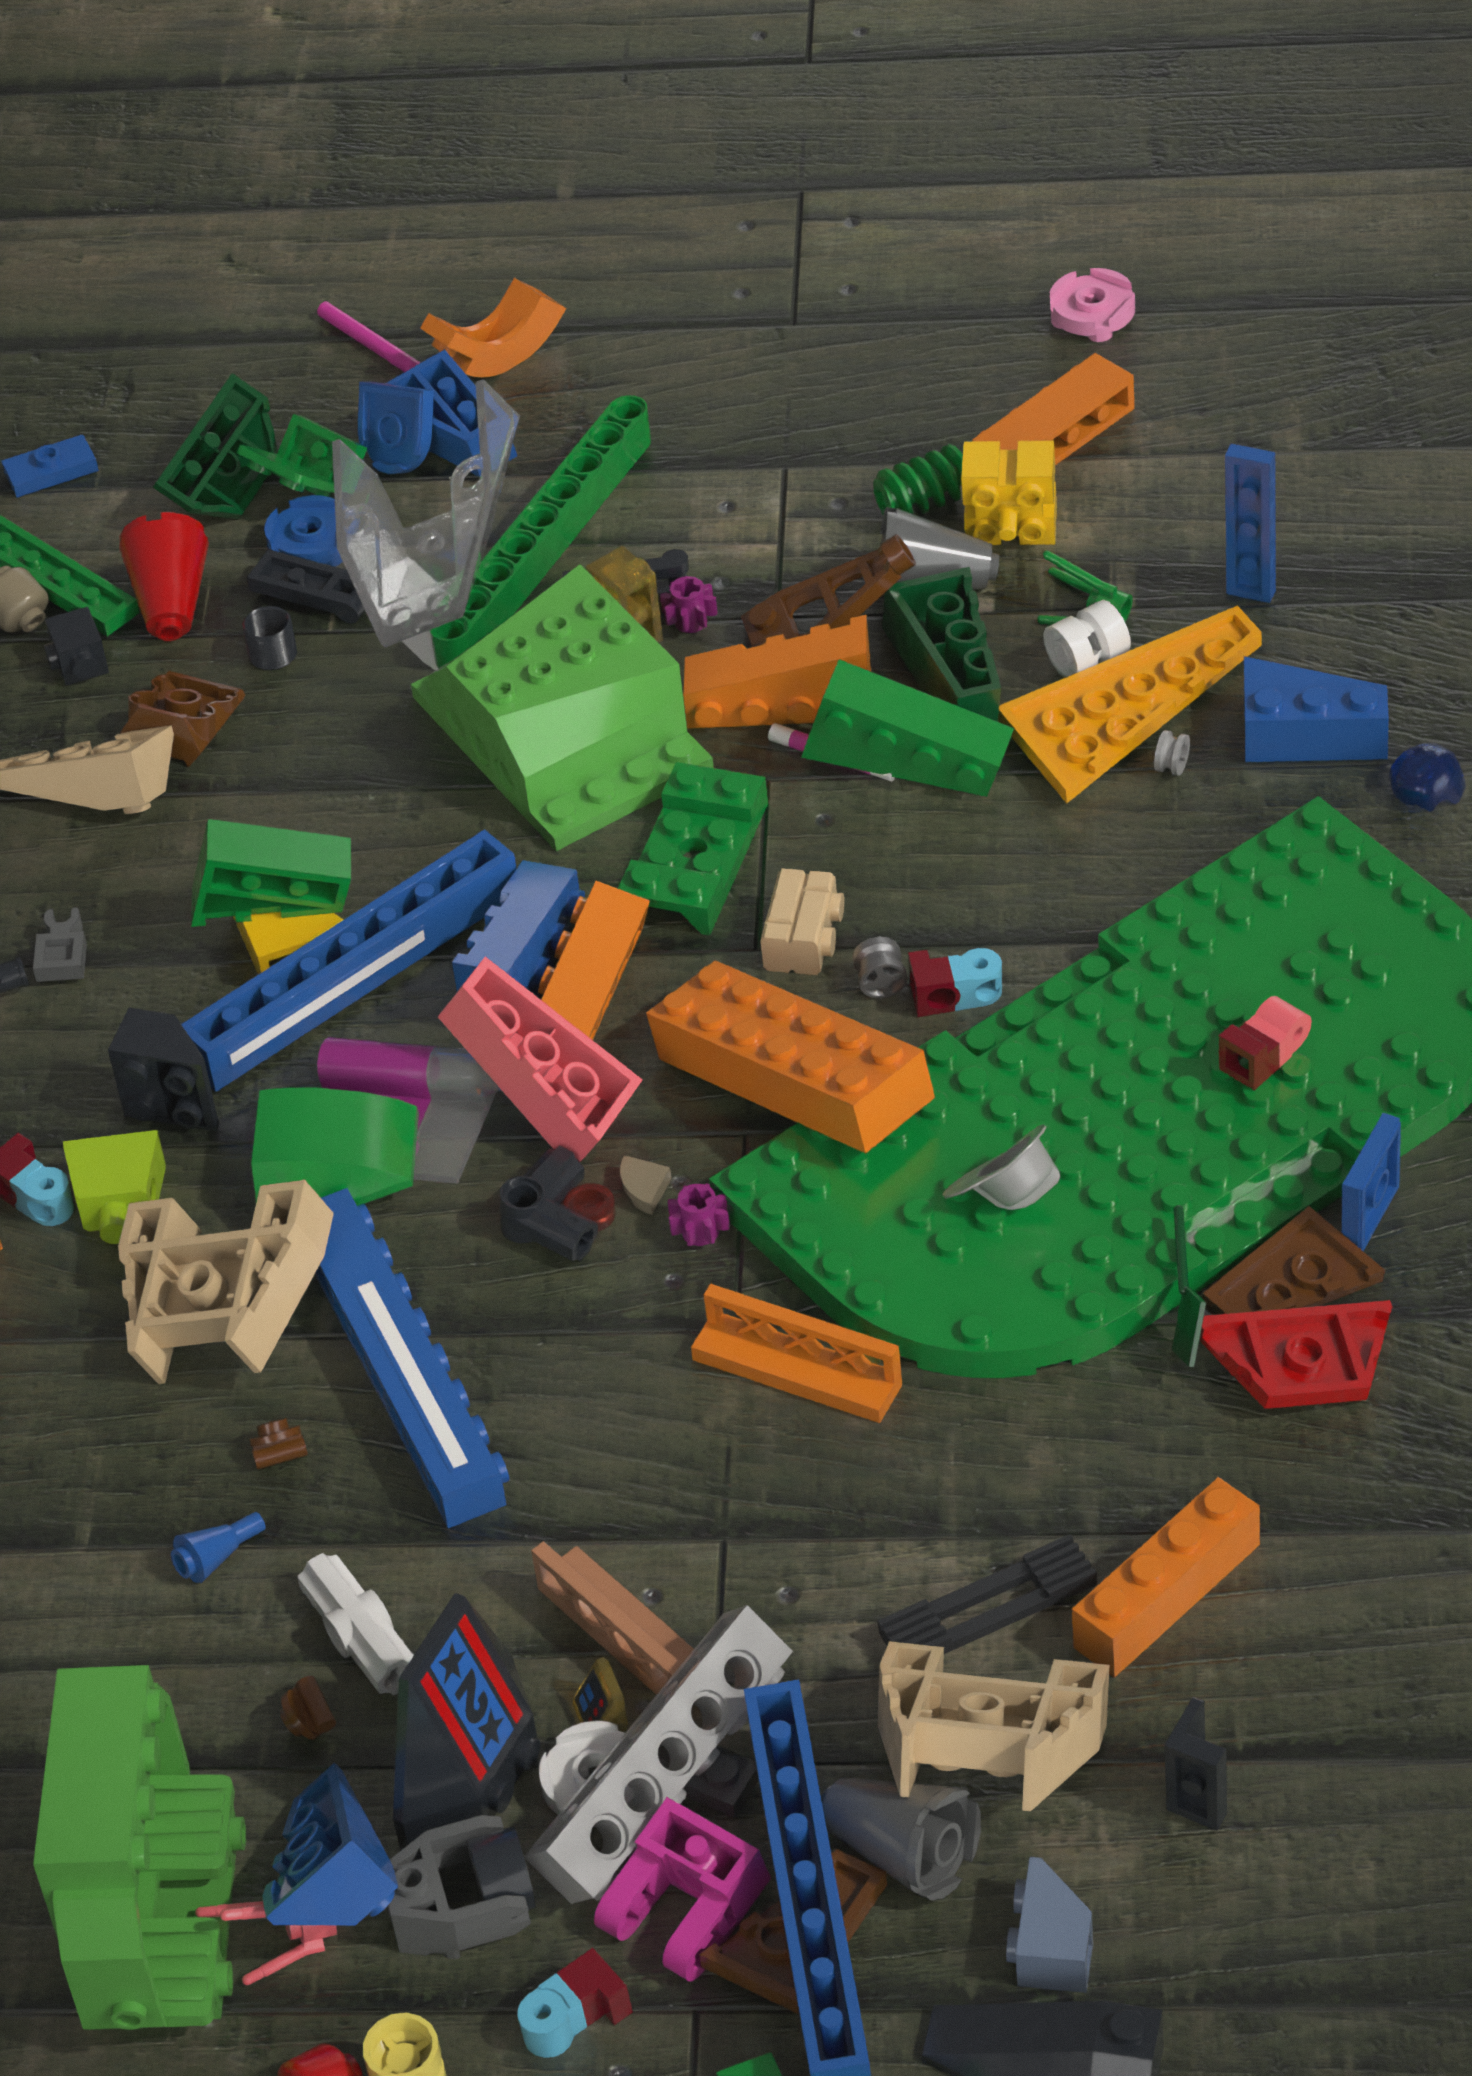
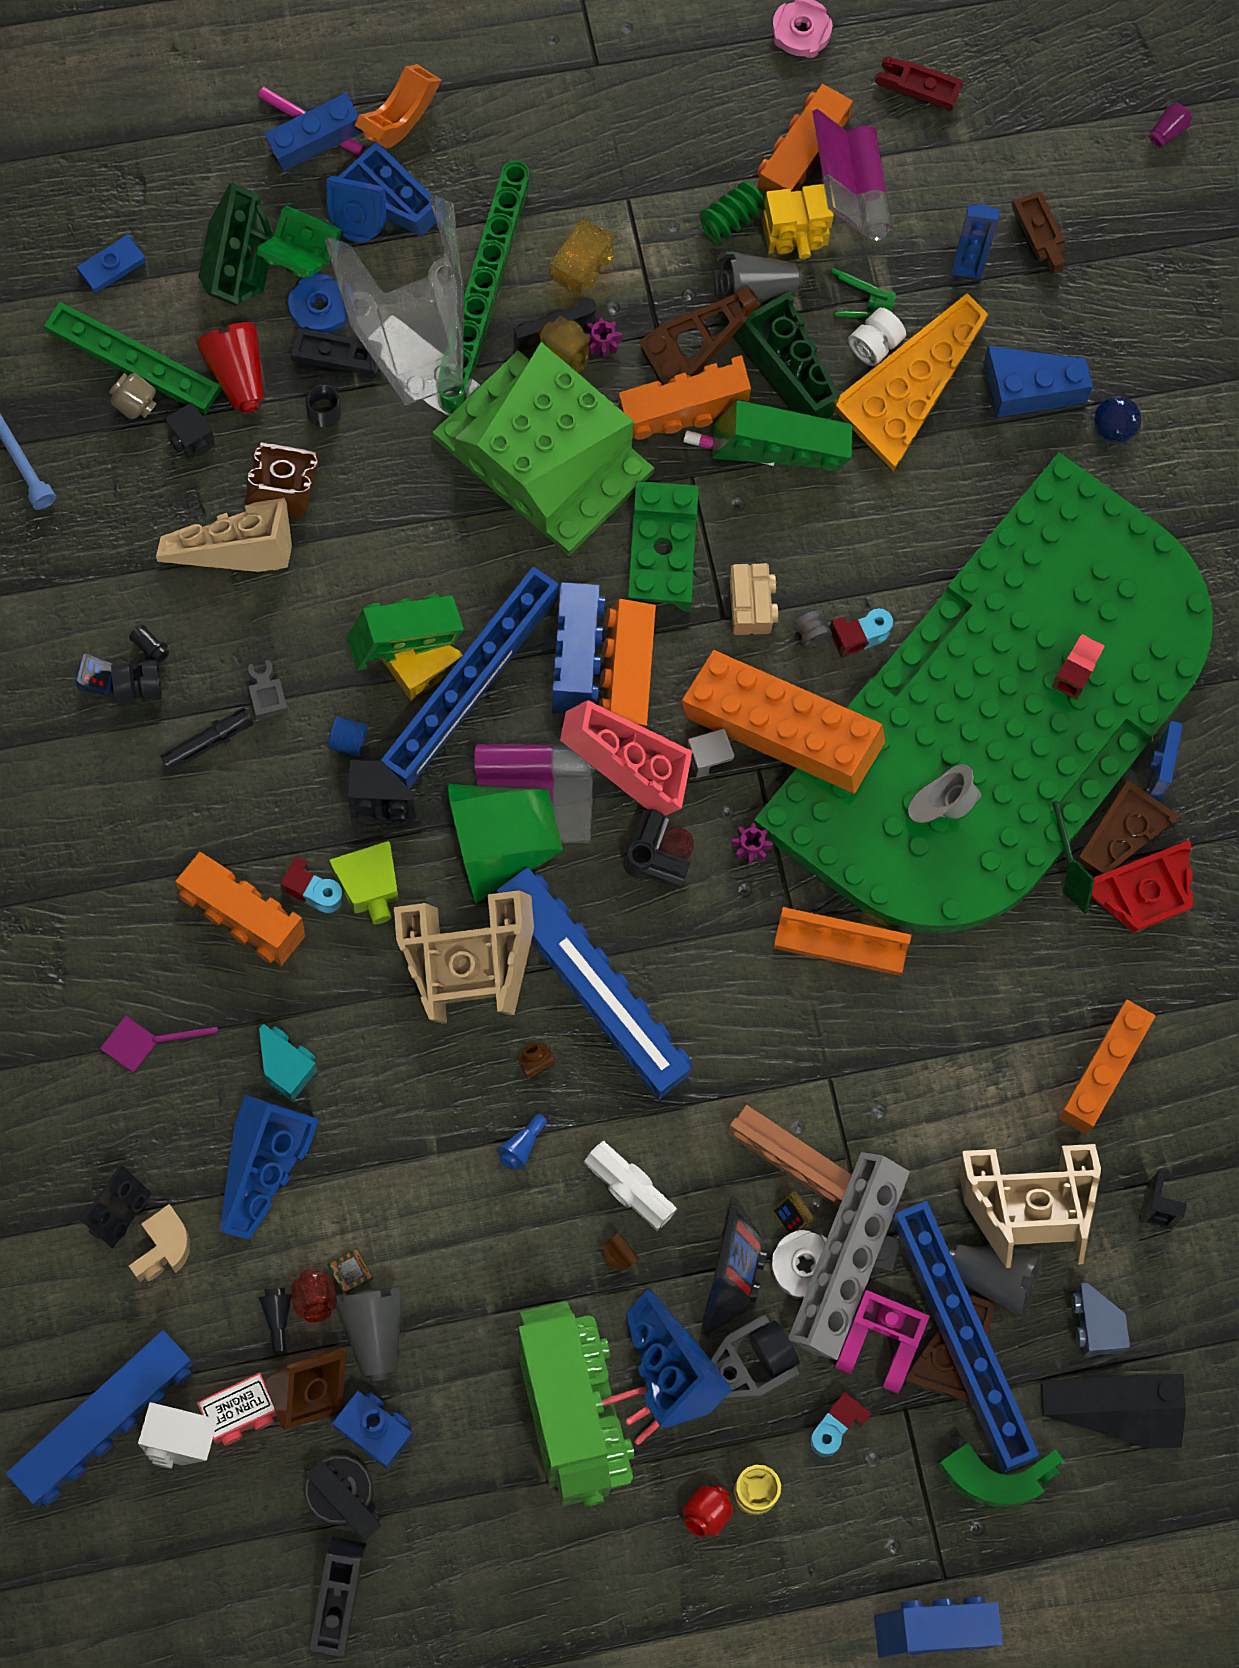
camera: 25 degrees left, 25 degrees up
(152, 997) = (347, 736): none -> blue piece
(368, 344) = (314, 132): none -> blue brick
(644, 1182) = (706, 820): dark tan tile -> none
(669, 1086) = (709, 751): none -> light grey panel
(690, 509) = (582, 257): none -> clear yellow brick
(1055, 1570) = (1037, 1070): black container -> none
(1103, 453) = (853, 176): none -> magenta door
(1171, 752) = (953, 423): light grey bush -> none
(1244, 375) = (920, 82): none -> dark red hinge
(1372, 550) = (1041, 230): none -> reddish brown hinge

